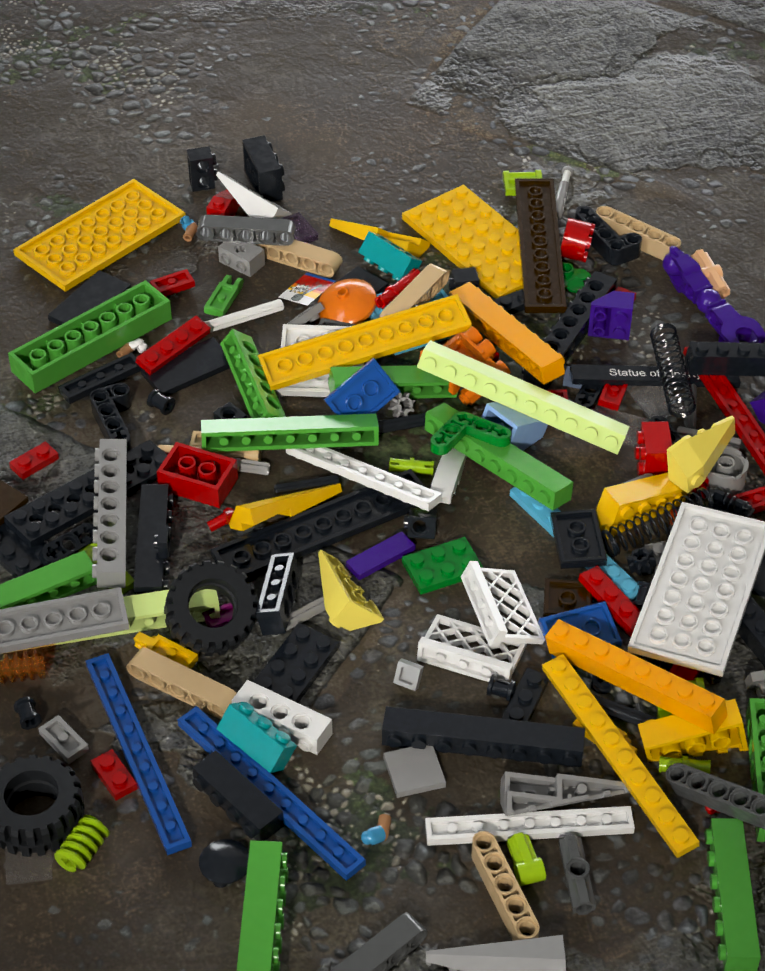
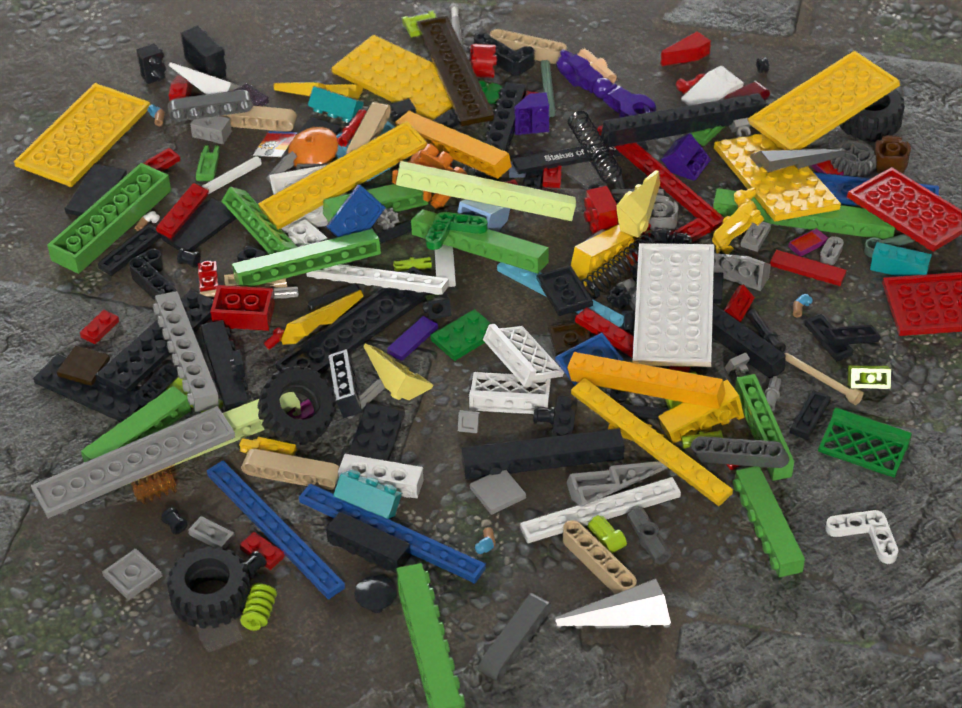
camera: 15 degrees left, 0 degrees up
(96, 789) = (254, 563): none -> black bush
(175, 427) = (207, 275): none -> red slope
(299, 403) = (305, 234): none -> white brick
(644, 288) = (547, 85): none -> sand green axle

